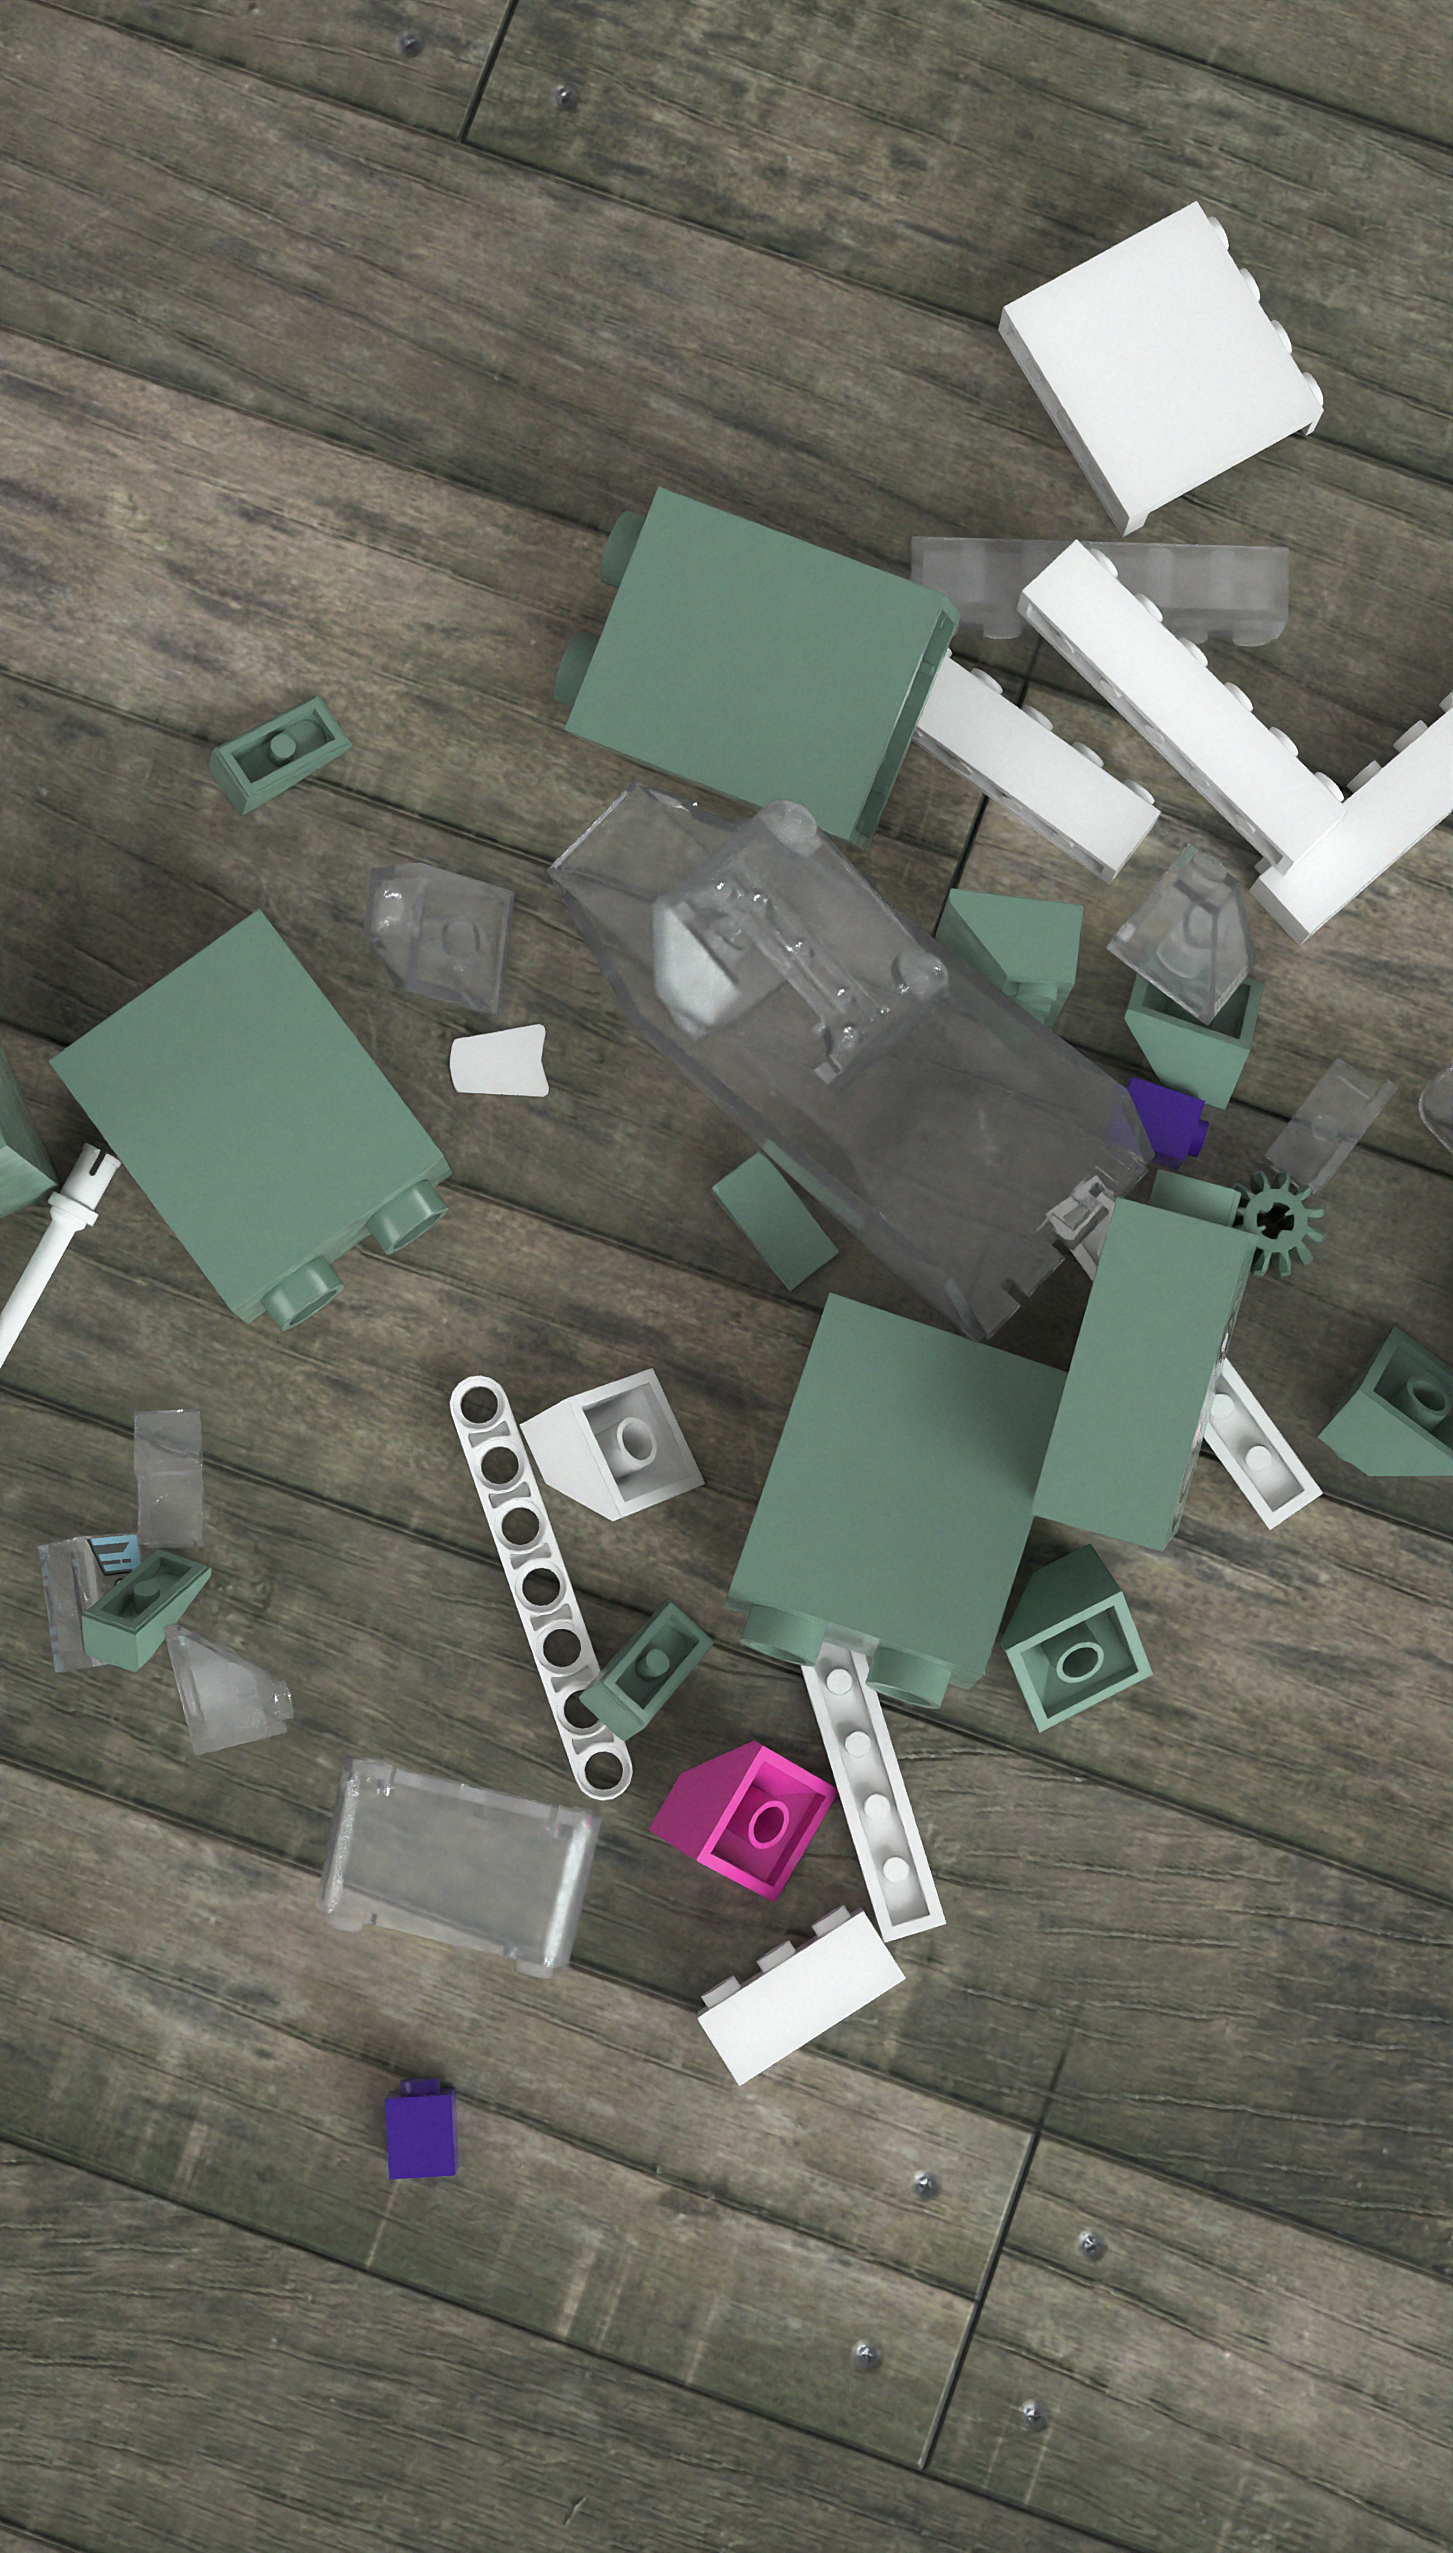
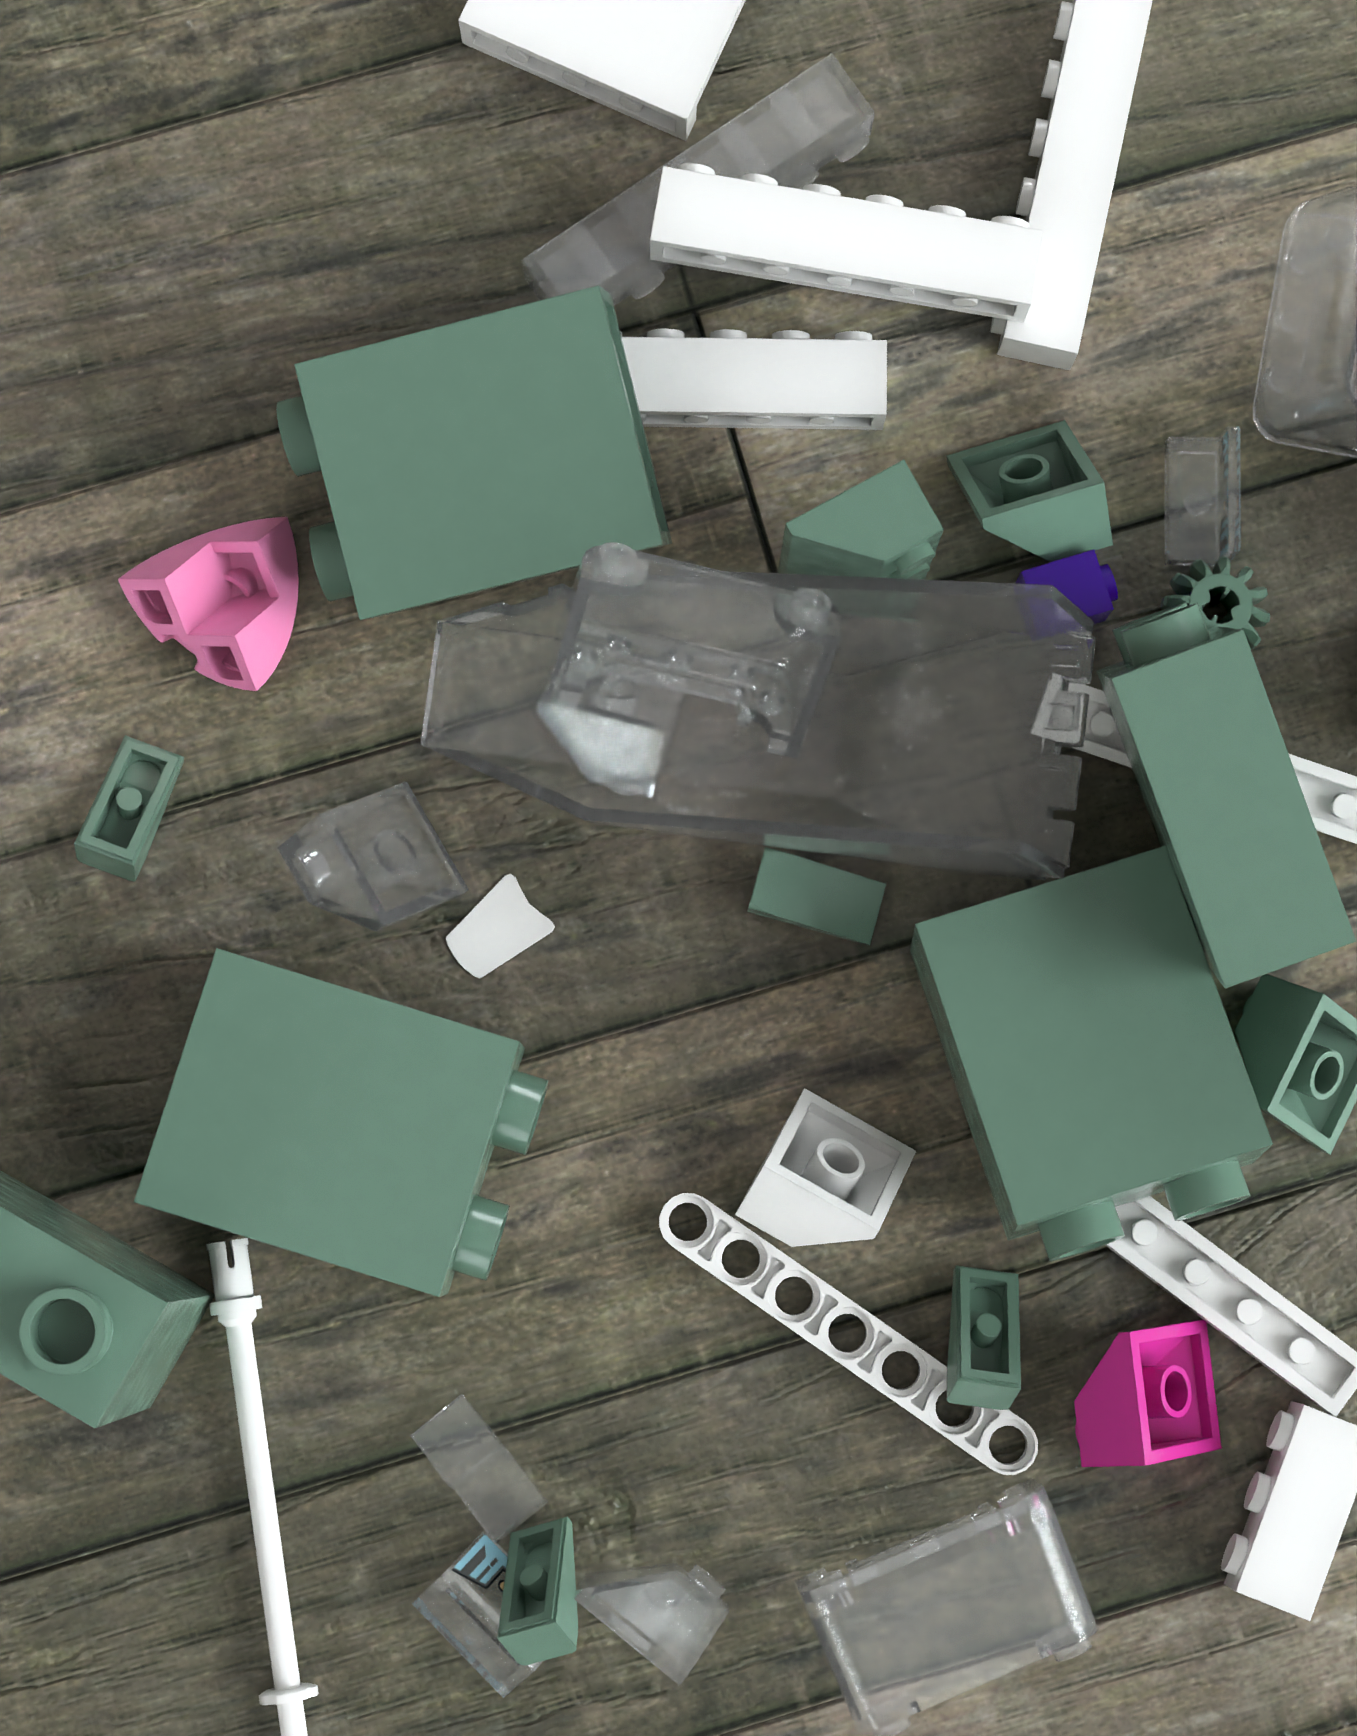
camera: 35 degrees left, 0 degrees up
(474, 640) = (223, 598): none -> bright pink brick
(1190, 935) = (982, 423): clear slope -> none

